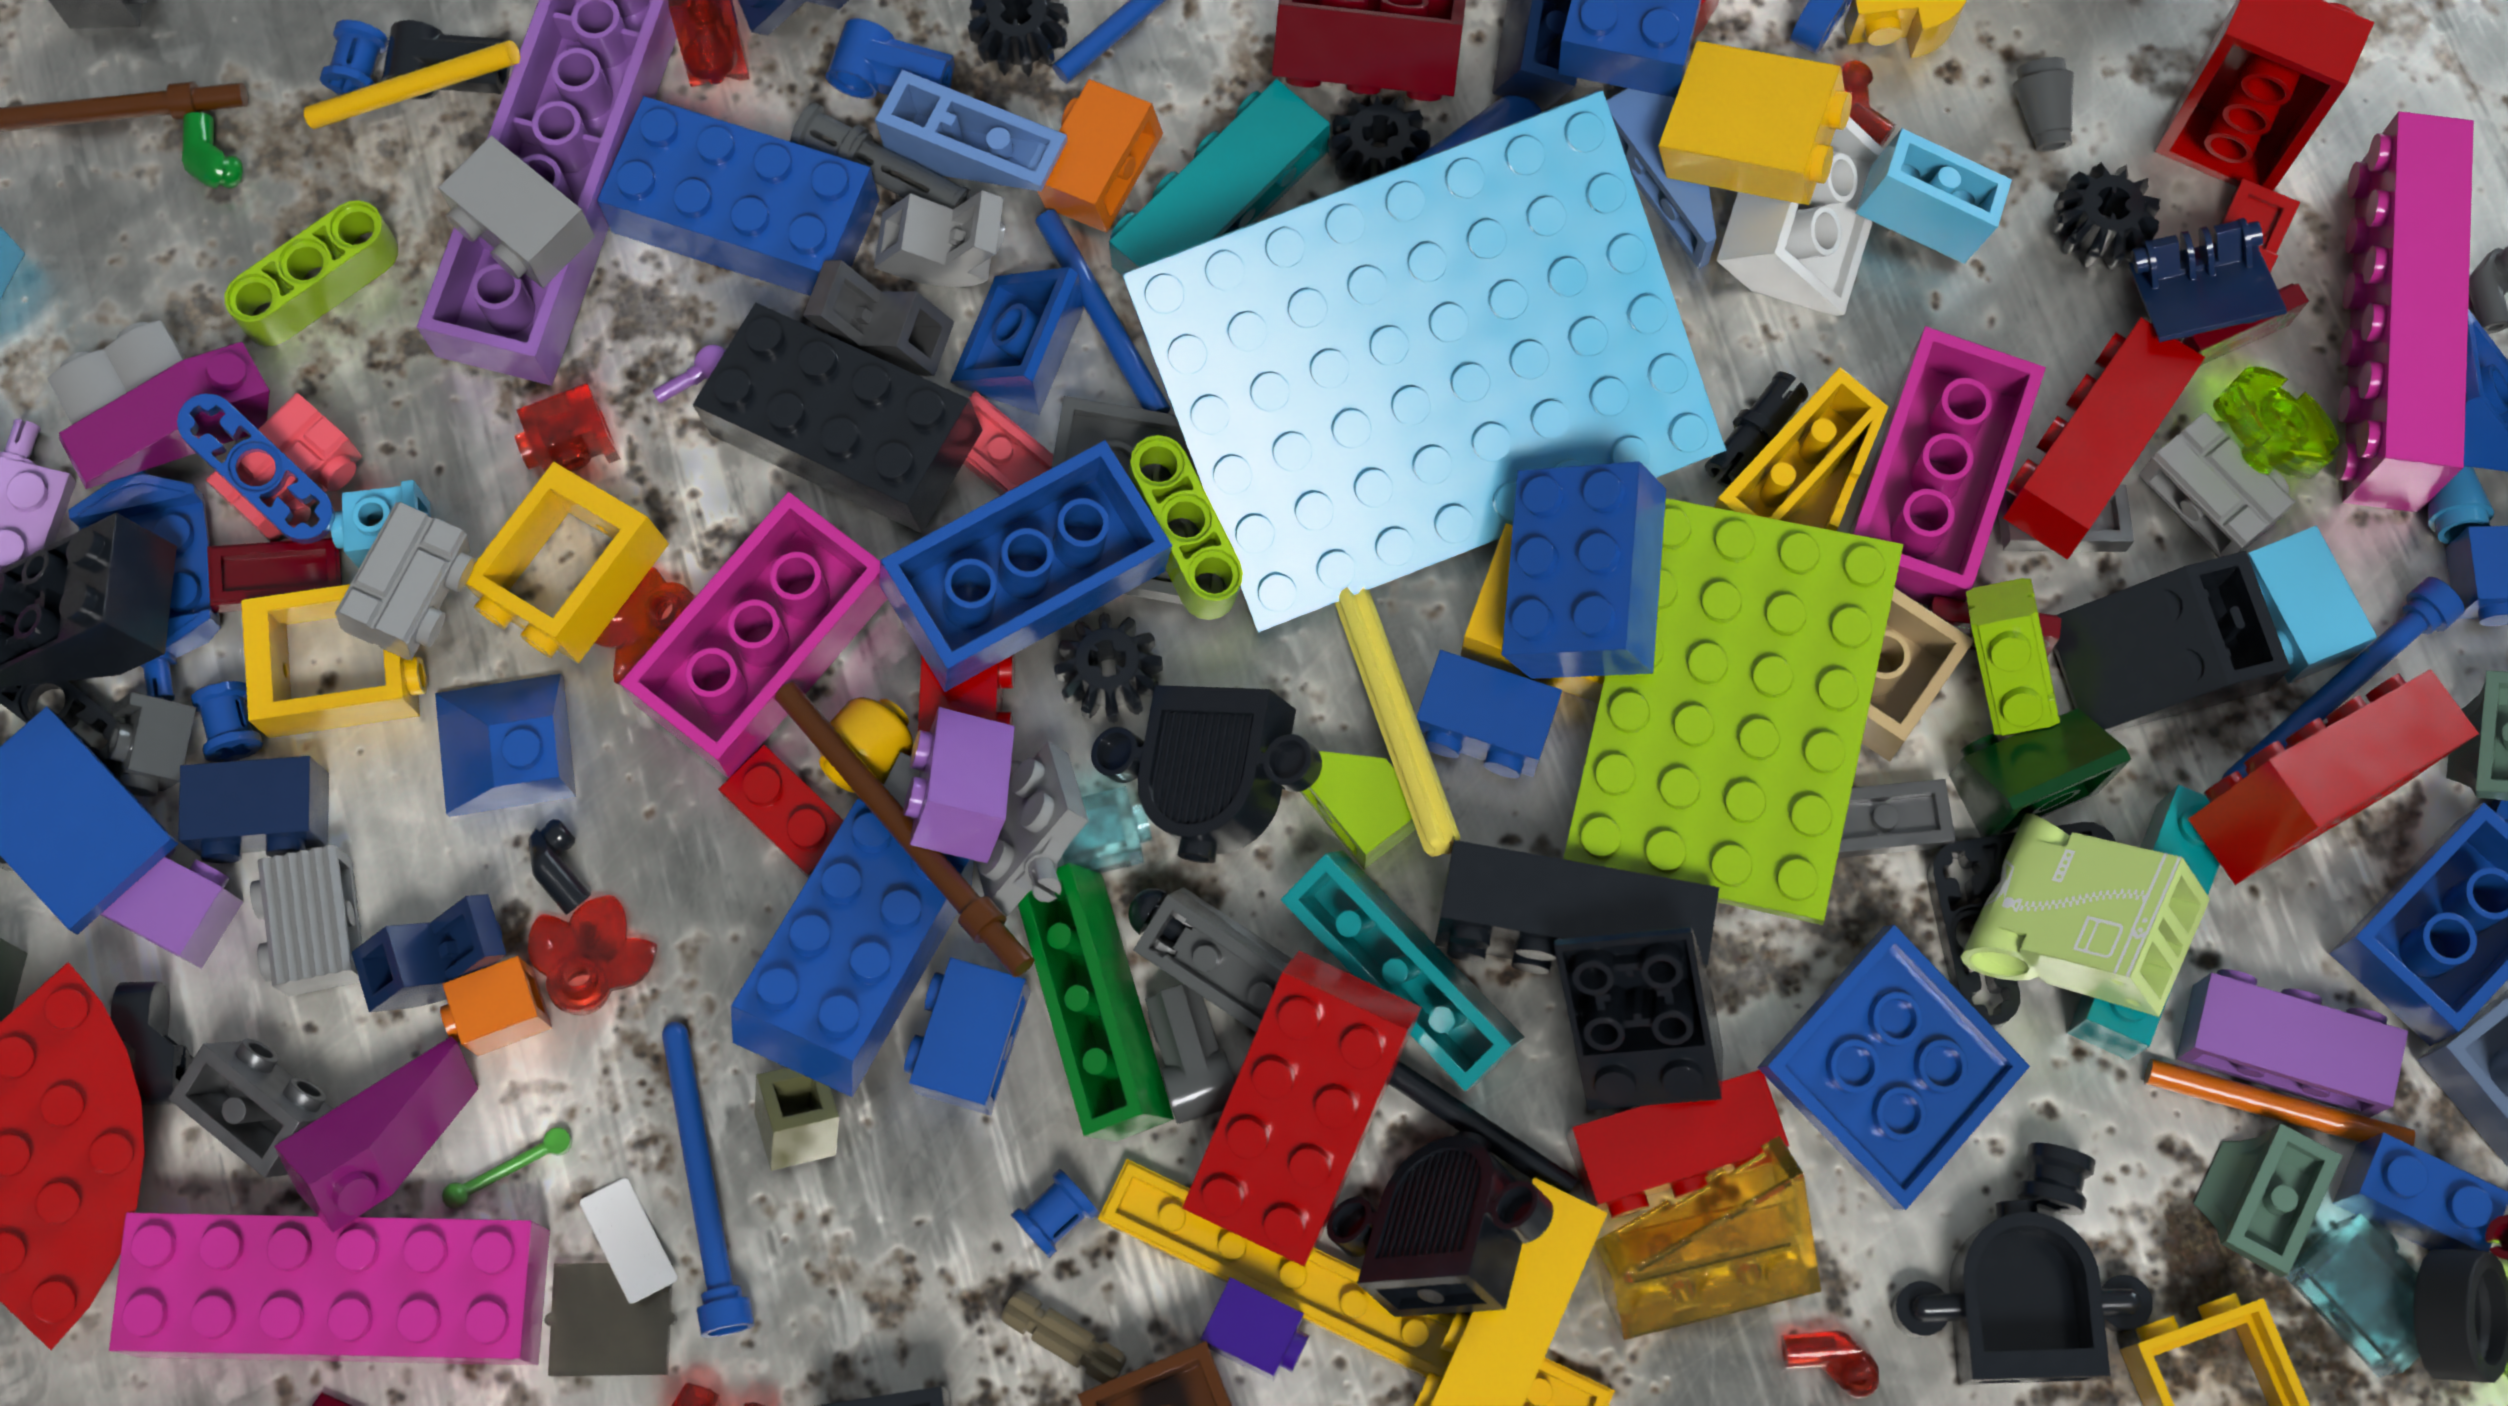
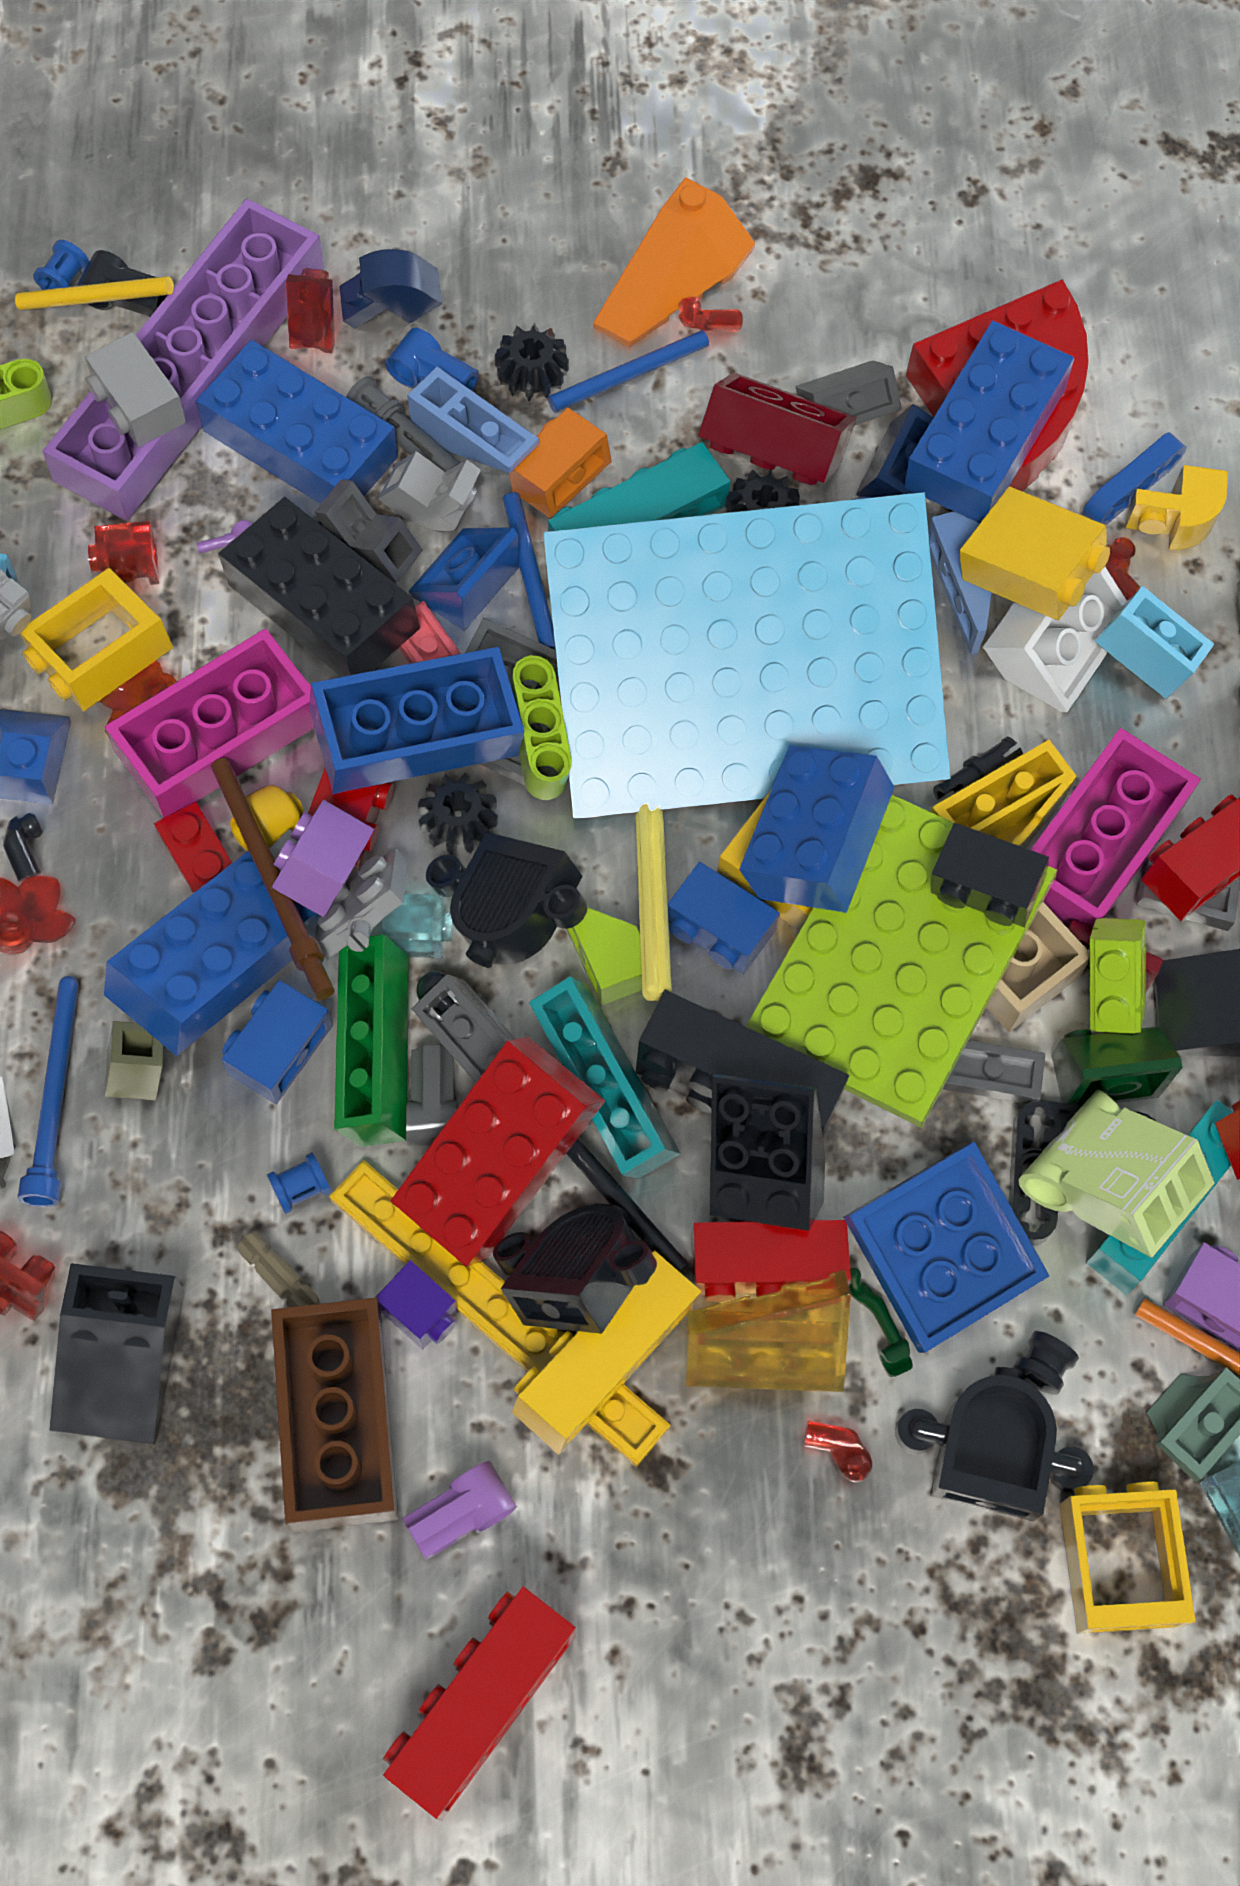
camera: 10 degrees right, 5 degrees down
(1824, 580) = (988, 876): none -> black brick
(1868, 1221) = (895, 1356): none -> dark green piece

